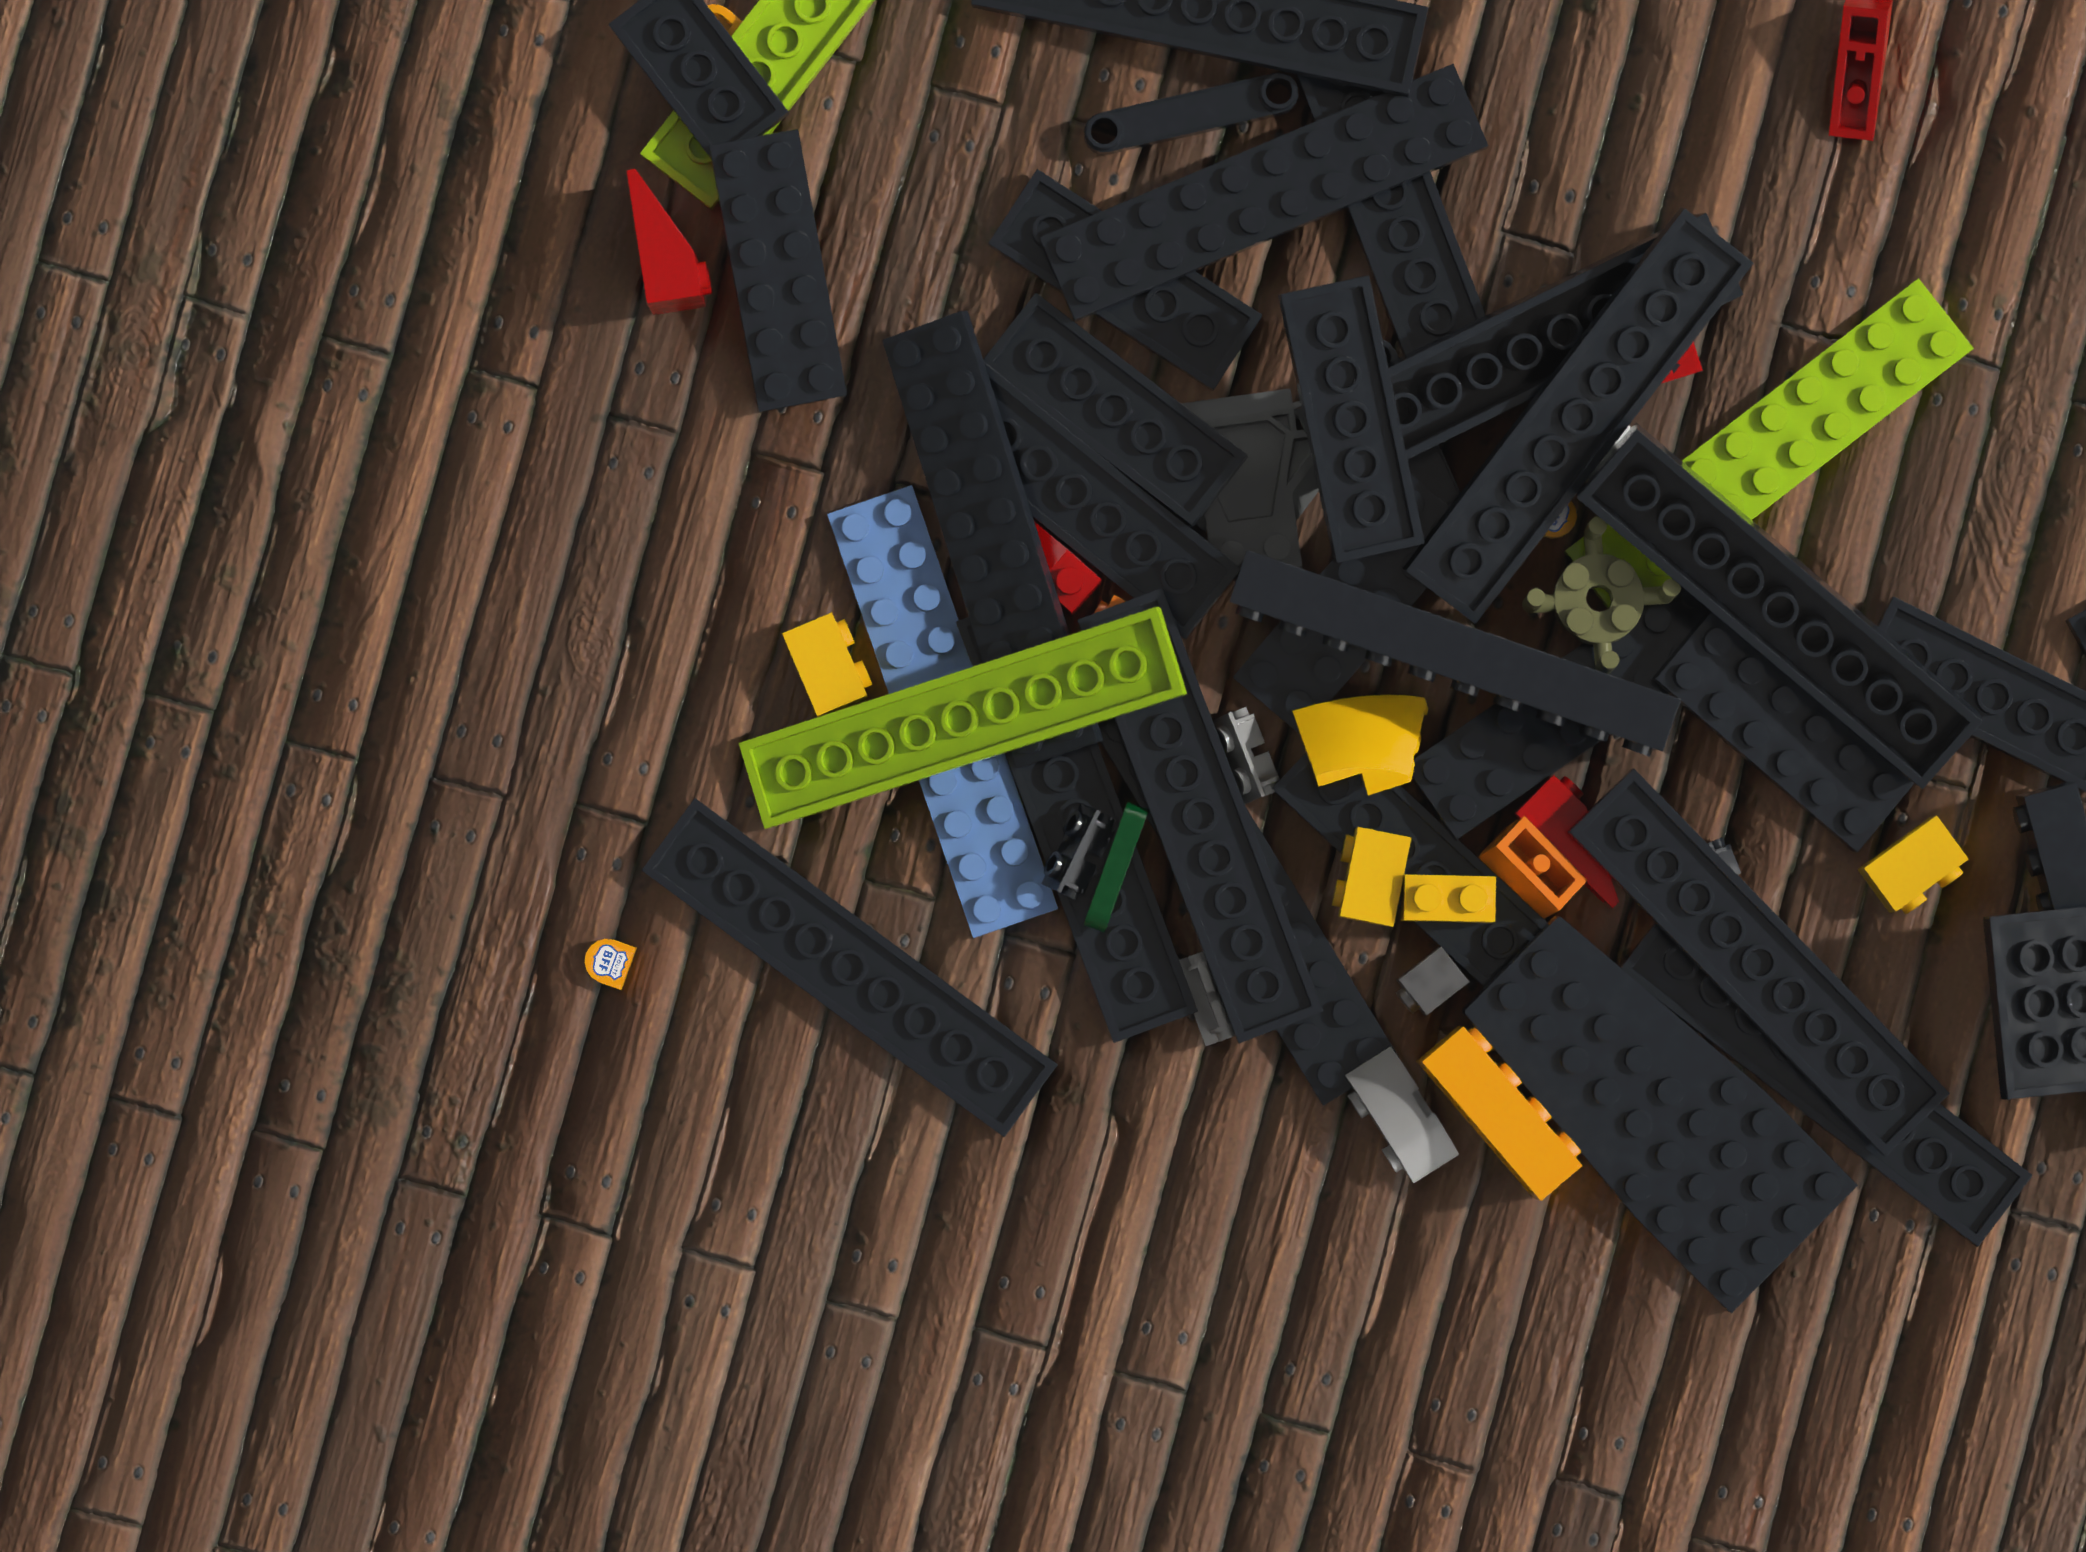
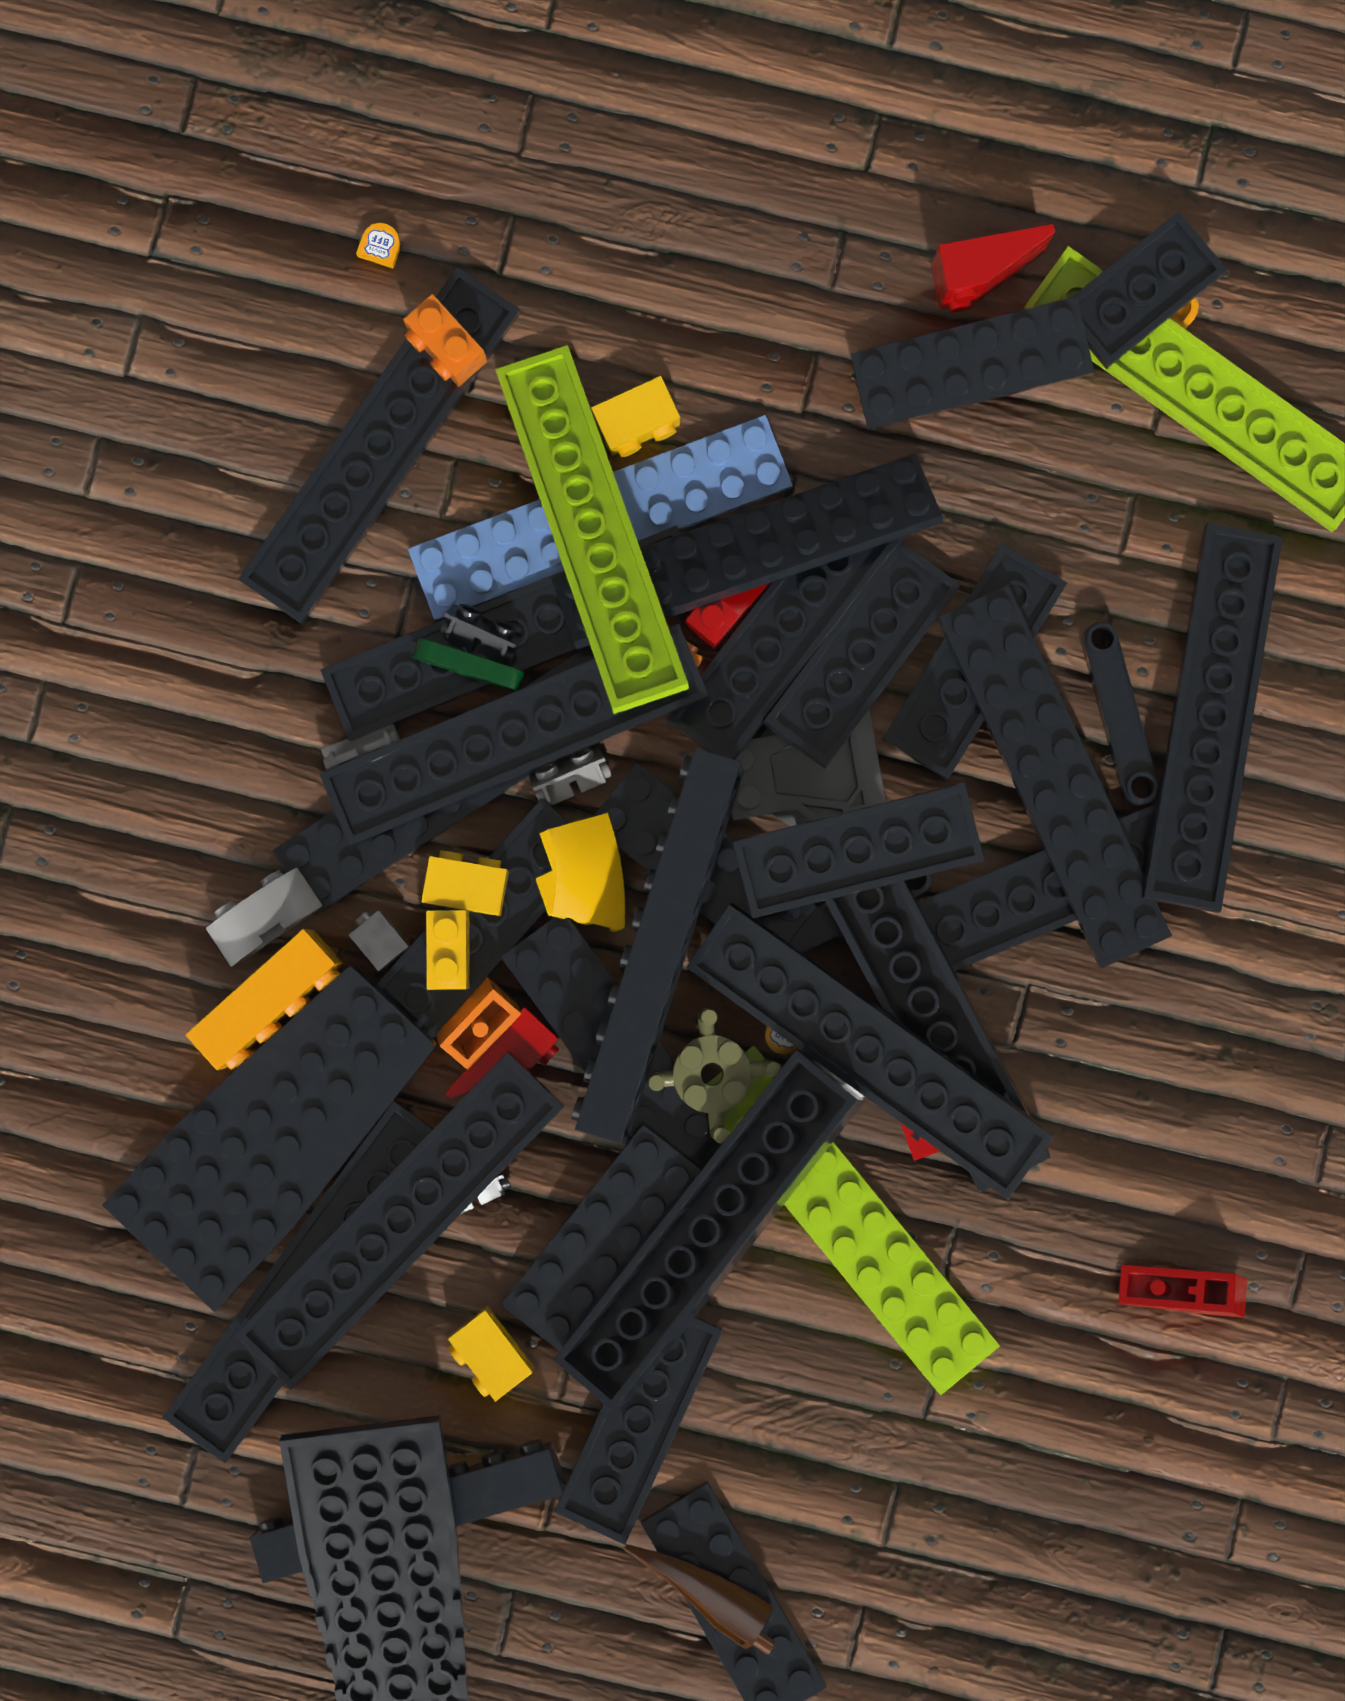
camera: 80 degrees right, 0 degrees up
(734, 884) = (445, 340): none -> orange brick

